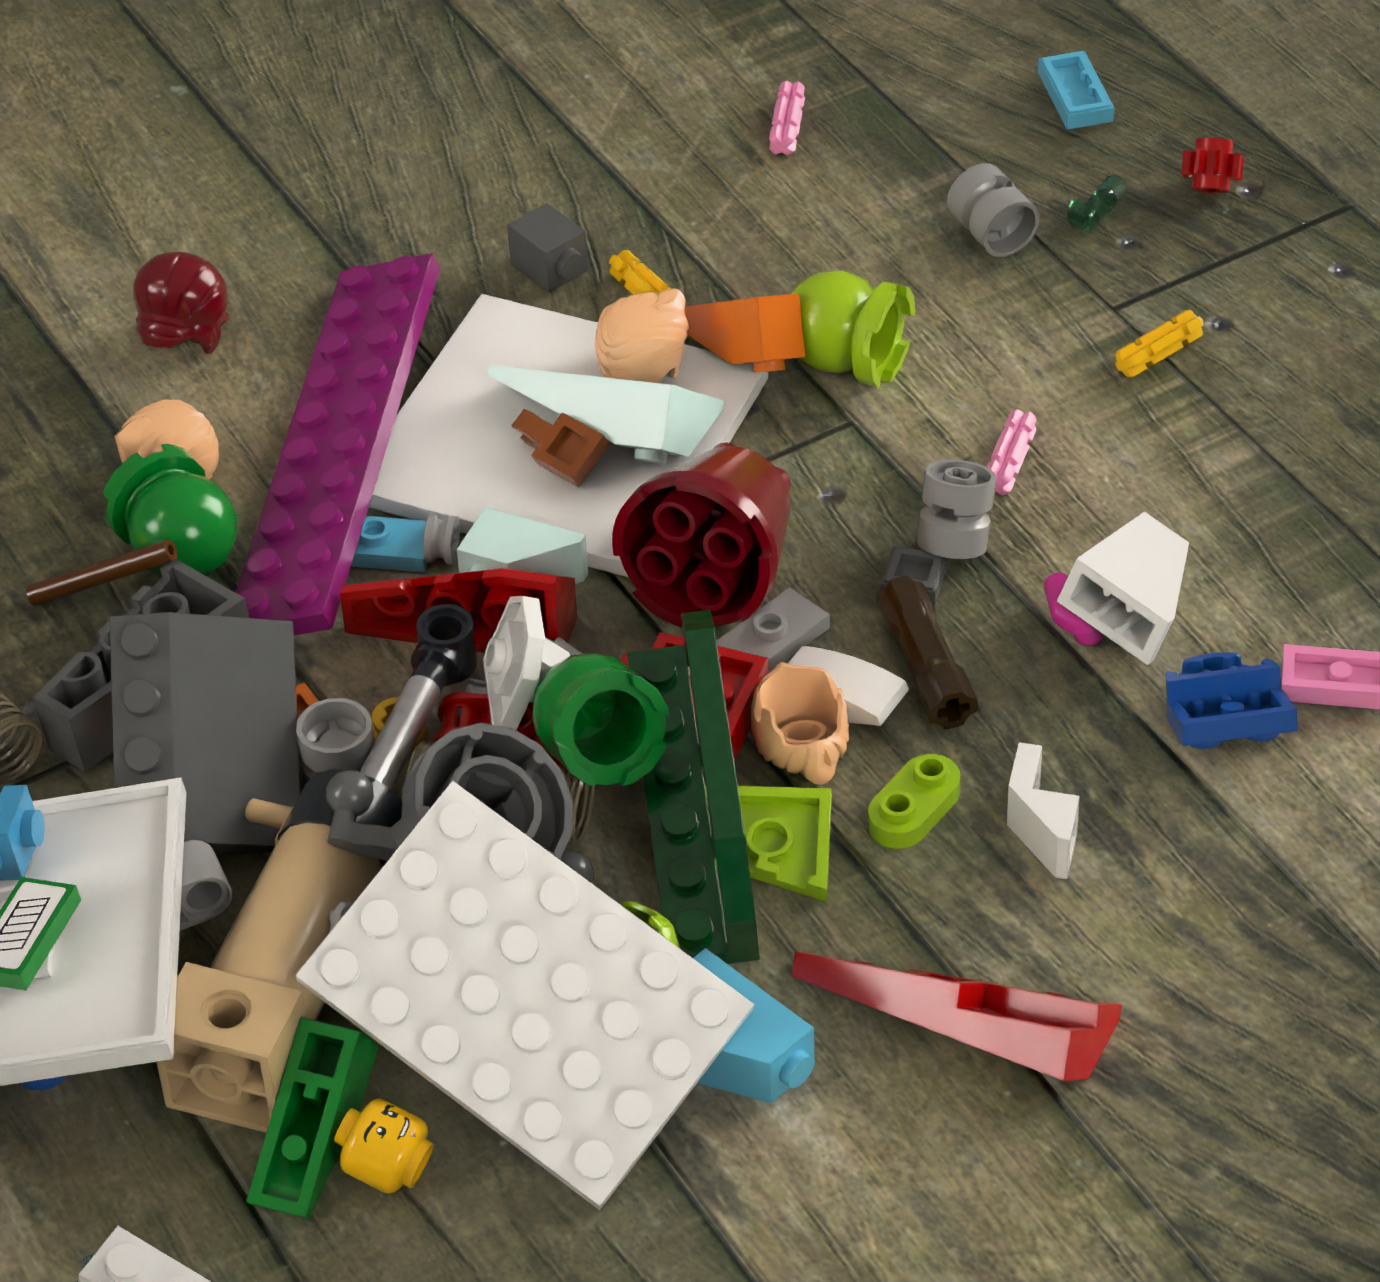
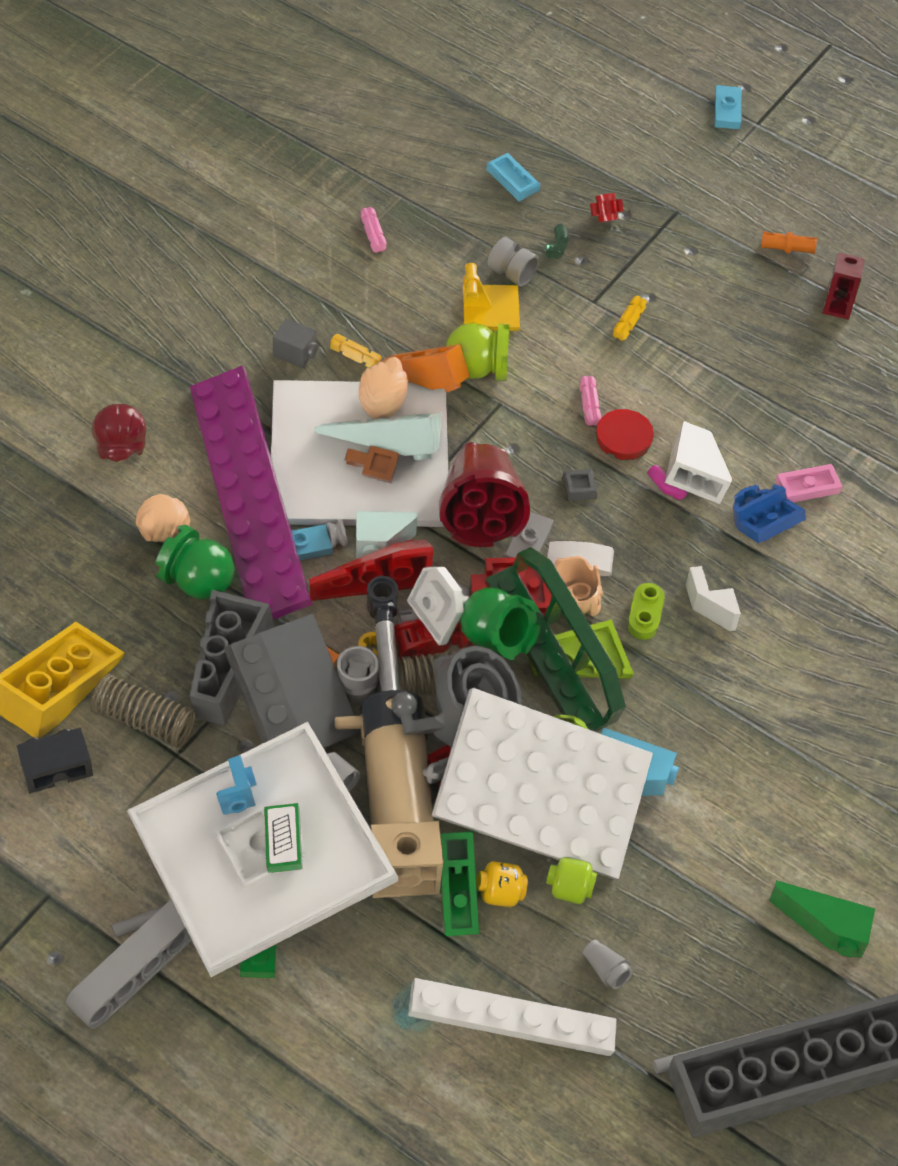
camera: 30 degrees left, 10 degrees up
(101, 572) = (173, 608): reddish brown piece -> none
(510, 1178) = (572, 880): none -> lime head
(930, 266) = (489, 303): none -> yellow plate
(939, 680) = (627, 542): dark brown axle -> none
(956, 509) = (590, 444): light grey wheel -> none
(1021, 1025) = (752, 716): wedge -> none
(1043, 518) = (624, 434): none -> red tile

